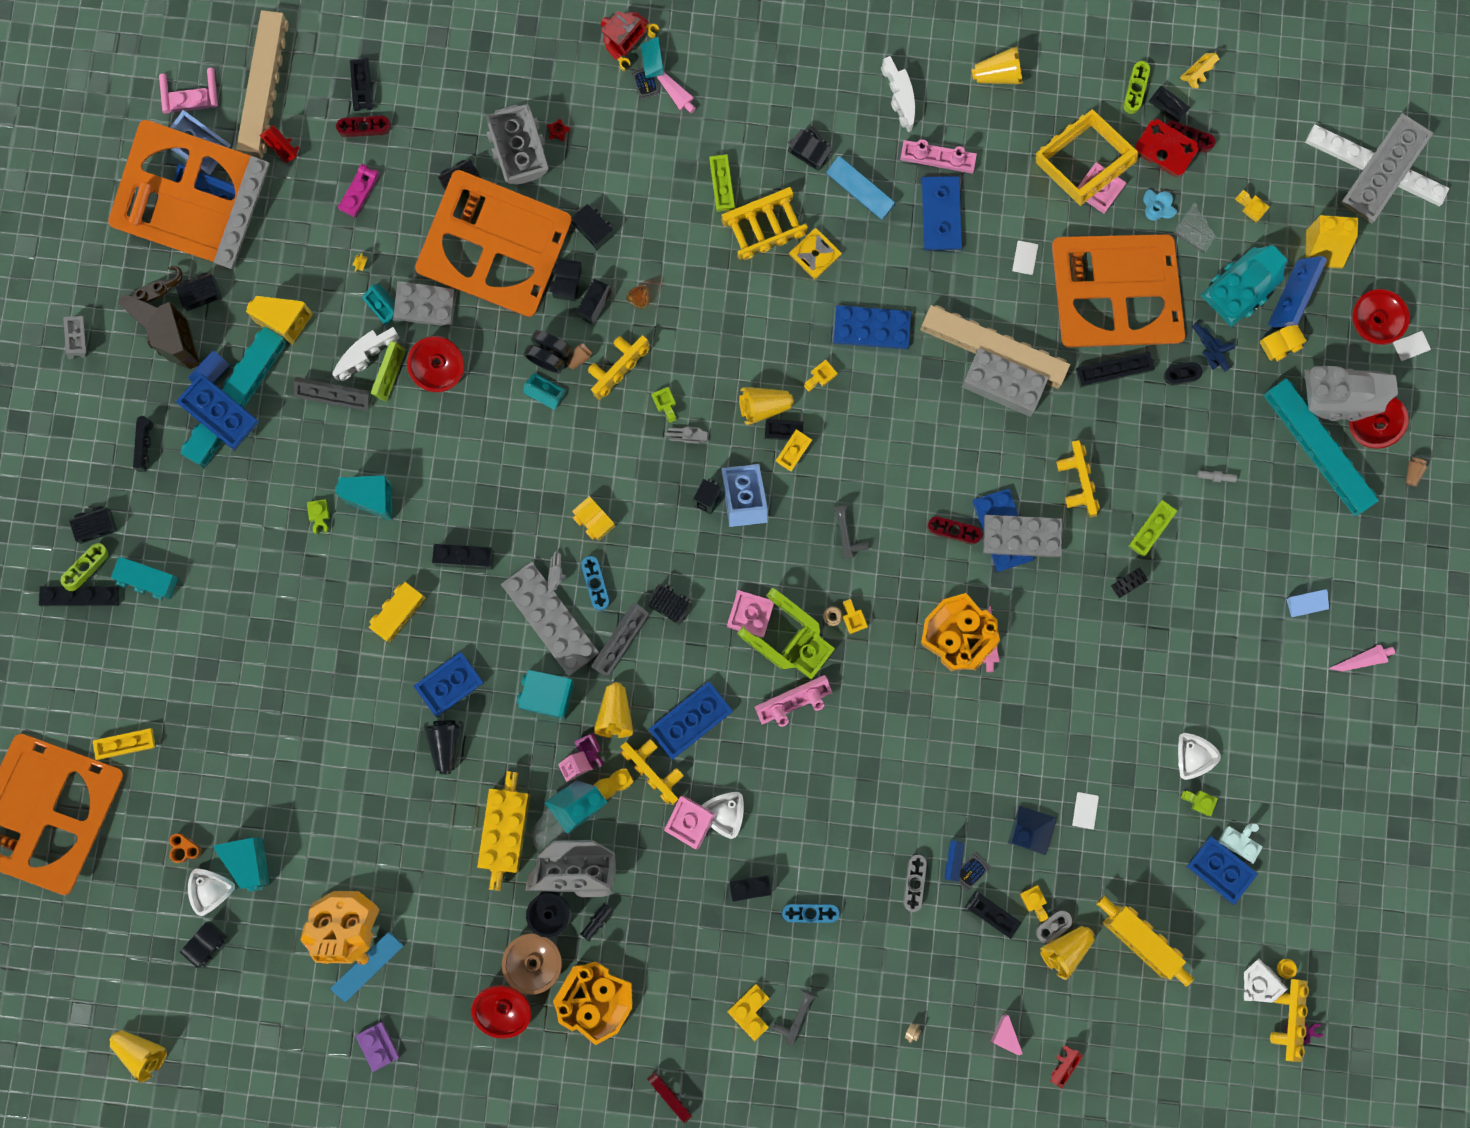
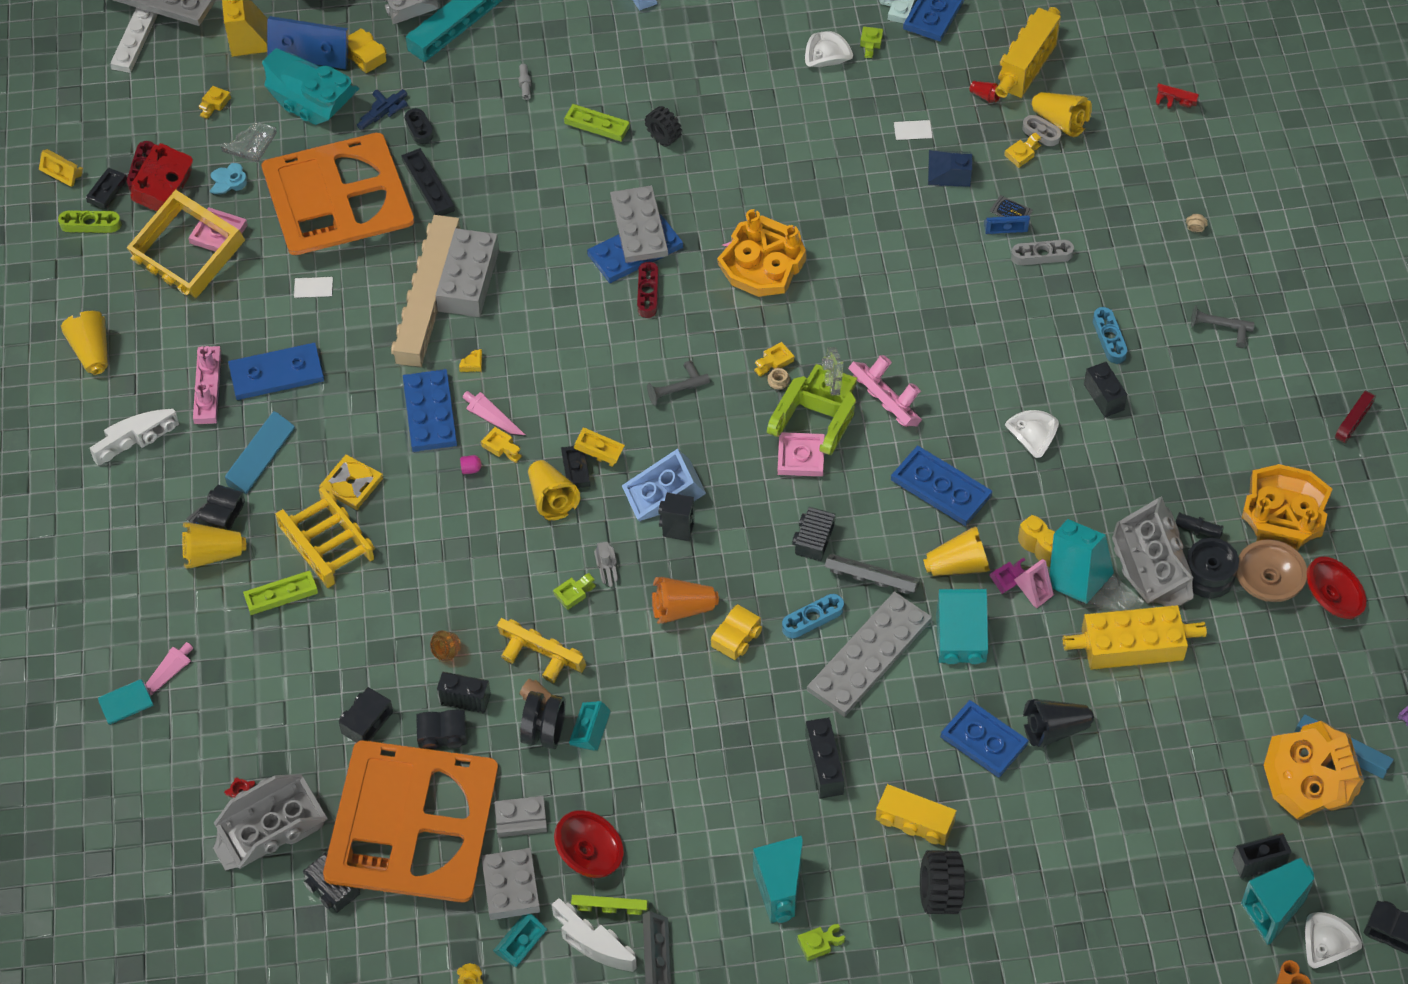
camera: 100 degrees left, 25 degrees down
(286, 862) = (1261, 855): none -> black brick
(327, 611) = (942, 882): none -> black tyre
(480, 324) = (520, 816): none -> light grey plate
(555, 572) = (815, 655): light grey piece -> none
(623, 33) = (99, 738): red torso -> none
(631, 483) = (681, 599): none -> orange cone
(645, 86) = (164, 706): sticker -> none
(664, 785) = (1010, 519): yellow plate -> none
(689, 822) = (1056, 457): bright pink plate -> none
(745, 1012) = (1237, 371): yellow plate -> none
(775, 134) = (210, 544): none -> yellow cone
(807, 347) = (470, 464): none -> dark pink piece
(823, 657) = (834, 370): none -> clear wing
(859, 373) = (487, 410): none -> bright pink bar
(913, 371) = (472, 362): none -> yellow tile
(994, 915) = (1049, 180): black plate -> none
(1005, 1036) = (1165, 147): bright pink slope -> none
(1086, 497) = (567, 182): yellow plate -> none
(1113, 889) = (985, 90): none -> red cone

